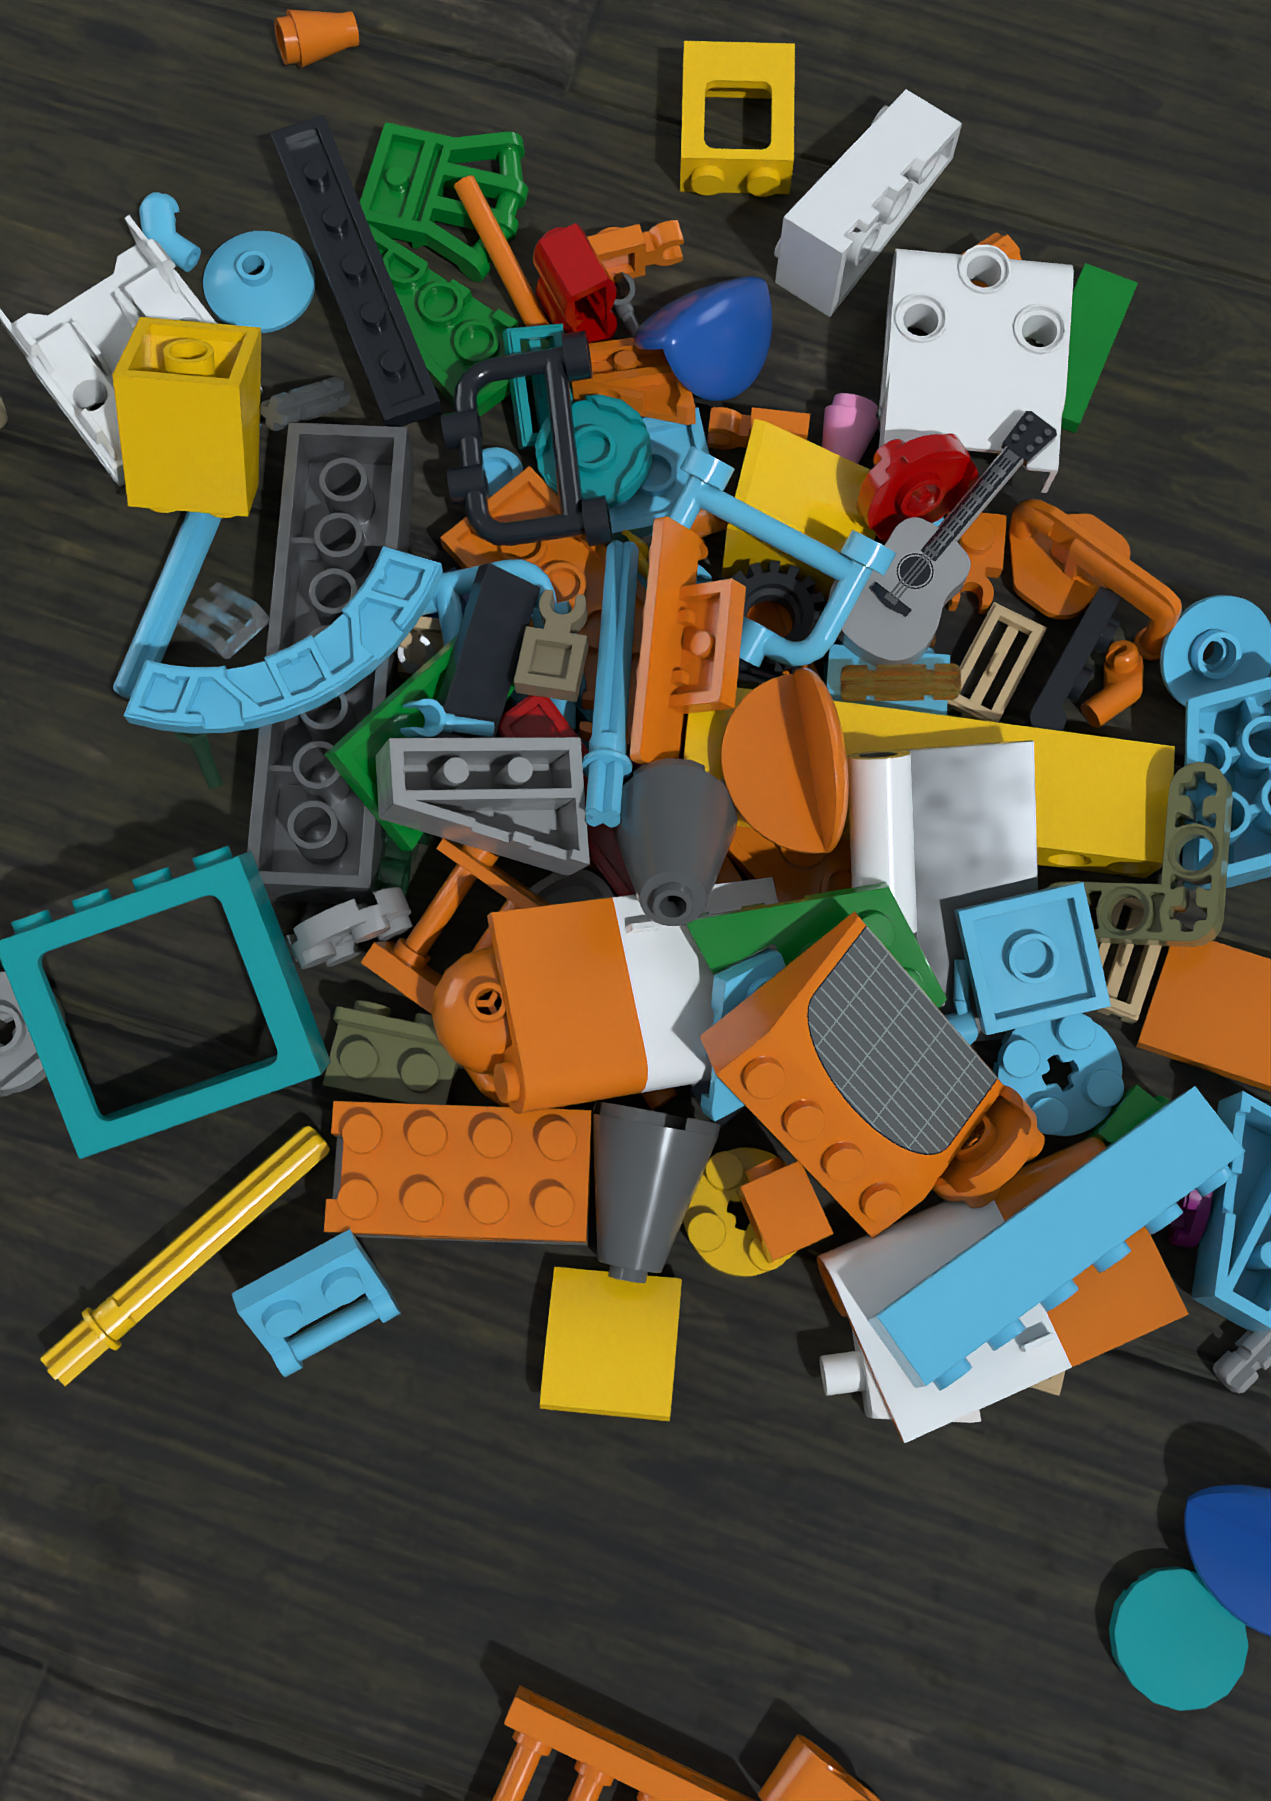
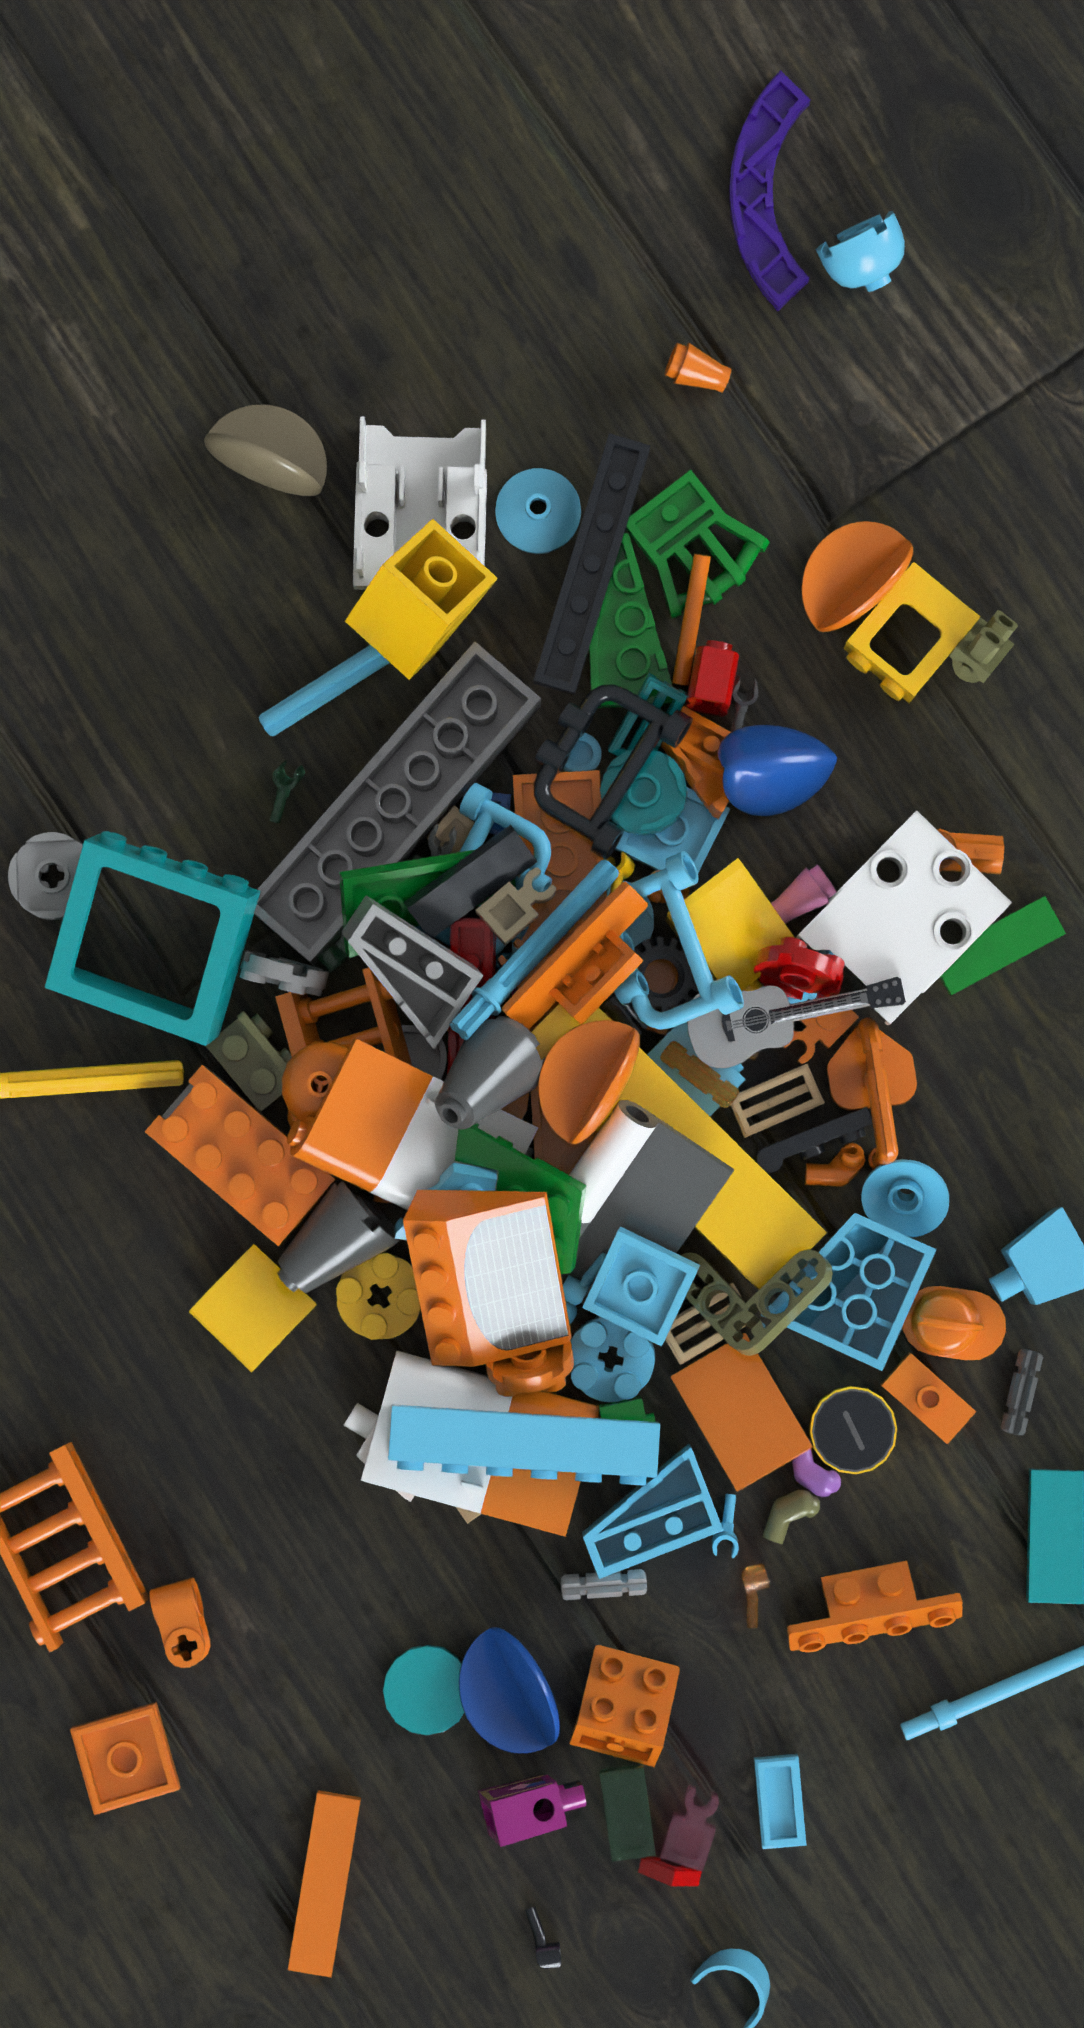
camera: 40 degrees right, 10 degrees up
(158, 223) = (501, 433): medium azure arm -> none
(215, 612) = (347, 711): clear tile -> none
(300, 675) = (363, 807): medium azure tile -> none
(304, 403) = (498, 627): dark grey axle -> none
(310, 1289) = (113, 1154): medium azure plate -> none
(437, 721) = (415, 902): medium azure hand -> none
(631, 103) = (852, 572): none -> orange piece
(631, 250) = (765, 668): orange plate -> none
(732, 430) = (760, 860): orange plate -> none
(782, 1208) = (395, 1312): orange brick -> none
(820, 80) = (983, 648): none -> olive hips
(863, 201) = (943, 751): white wedge -> none
(1190, 1225) = (613, 1491): magenta tile -> none

